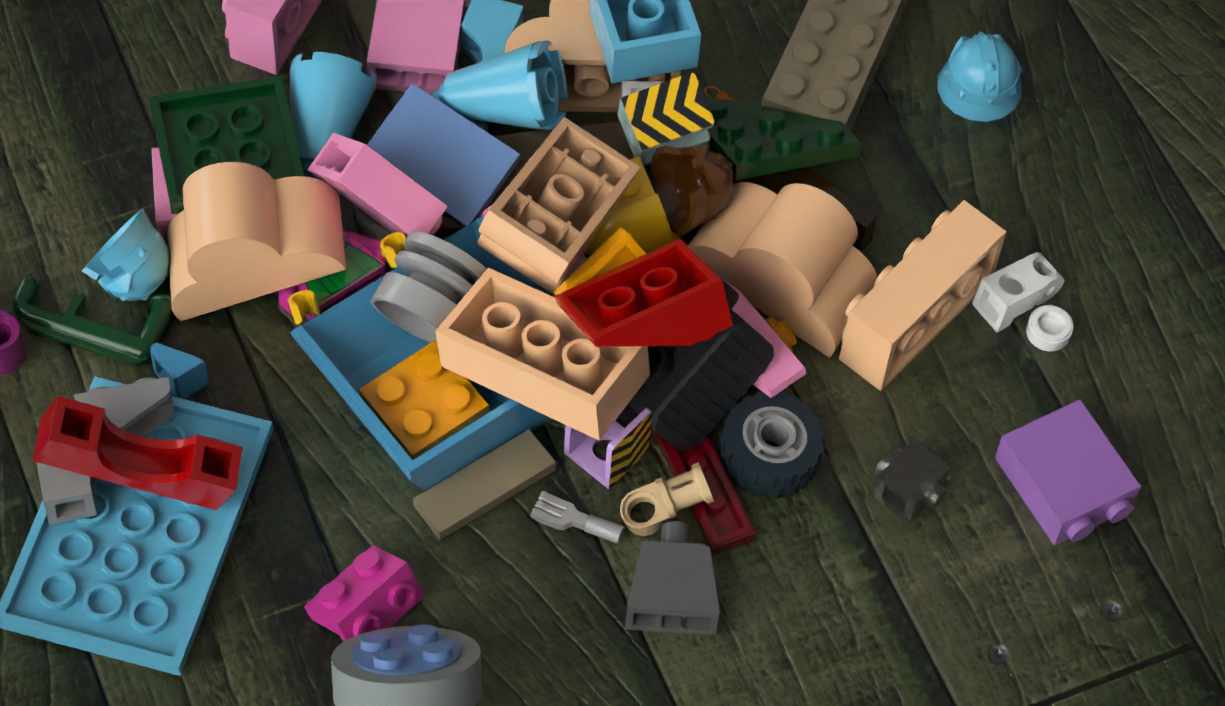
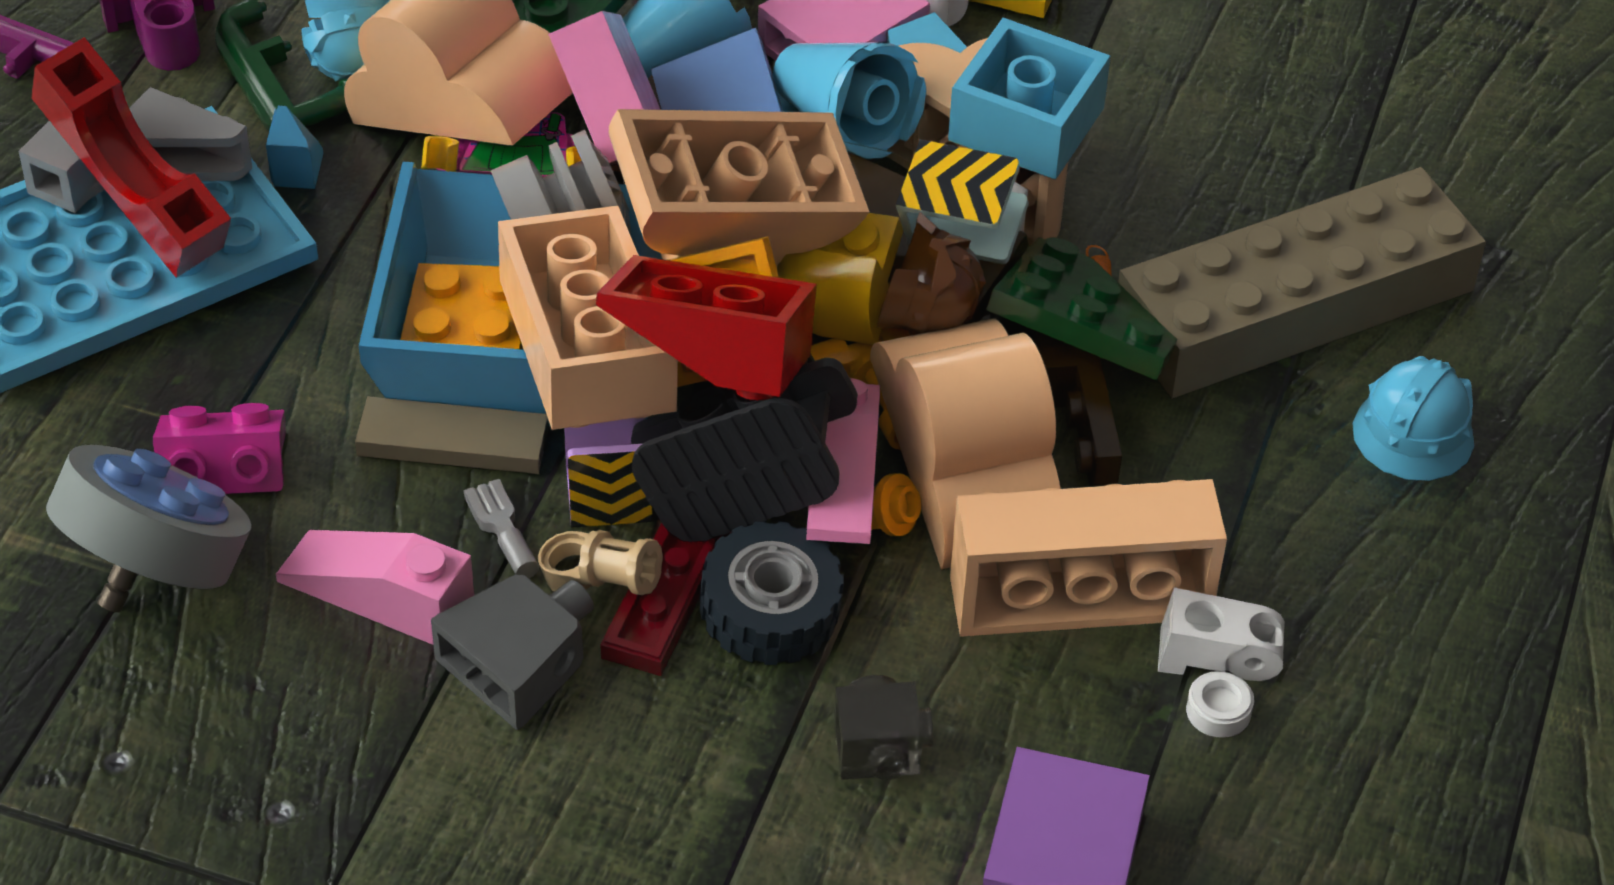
camera: 45 degrees right, 10 degrees down
(552, 605) = (381, 576): none -> bright pink slope

